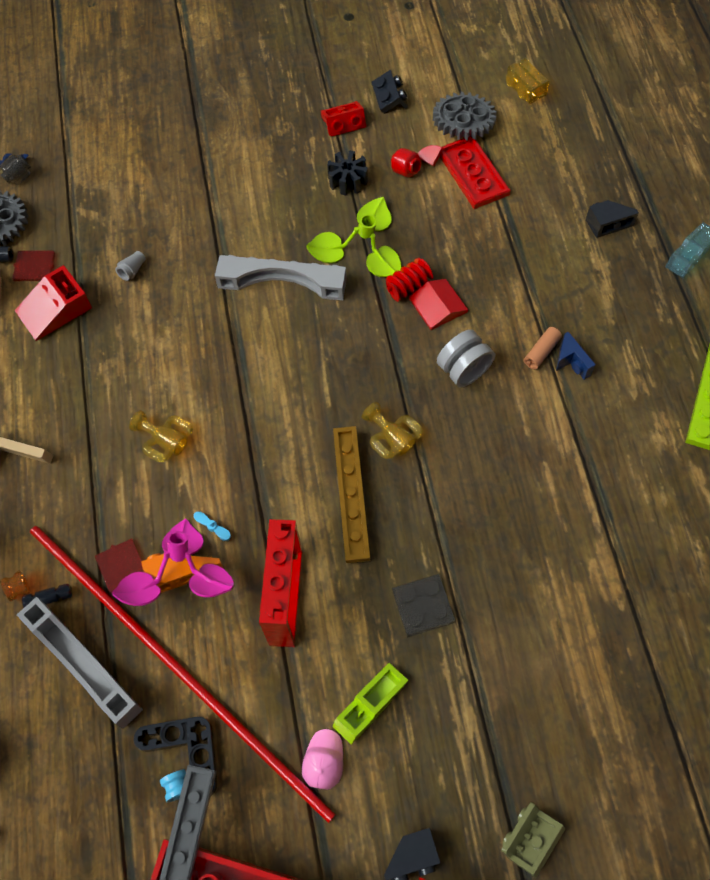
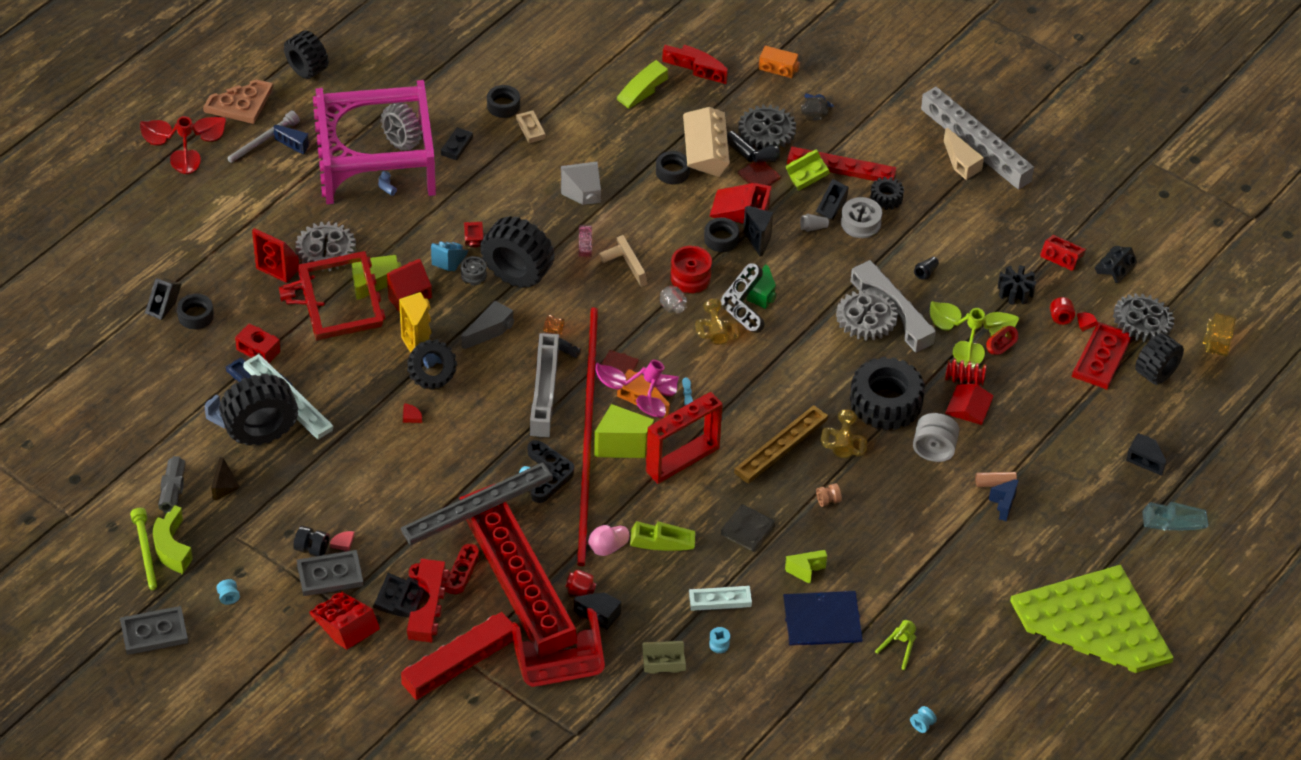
camera: 45 degrees right, 15 degrees down
(22, 240) = (767, 154): none -> black cone
(59, 335) = (721, 224): none -> black tyre
(72, 225) = (807, 170): none -> lime bracket
(80, 405) = (691, 269): none -> red wheel
(91, 198) = (848, 166): none -> red plate
(93, 313) = (758, 228): none -> black slope
(96, 449) = (673, 299): none -> clear head
(124, 231) = (832, 200): none -> black slope
(153, 392) = (738, 298): none -> beam
(154, 180) = (887, 185): none -> black tyre
(161, 363) = (764, 290): none -> green slope
(171, 85) = (982, 140): none -> light grey brick
(173, 221) = (852, 214): none -> light grey wheel
(179, 109) = (962, 156): none -> tan slope
(215, 635) = (622, 434): none -> lime slope
(265, 223) = (925, 268): none -> black cone
(290, 299) = (866, 314): none -> light grey gear
(363, 848) = (580, 583): none -> red head
(381, 333) = (887, 375): none -> black tyre
(395, 227) = (1000, 340): none -> red plate
(448, 499) = (828, 495): none -> nougat wheel
(493, 709) = (720, 598): none -> light aqua plate
(515, 594) = (803, 564): none -> lime slope
(526, 133) = (1159, 358): none -> black tyre
(542, 757) = (720, 645): none -> medium azure wheel
(587, 626) = (822, 618): none -> clear blue piece
(667, 564) = (903, 633): none -> lime plant

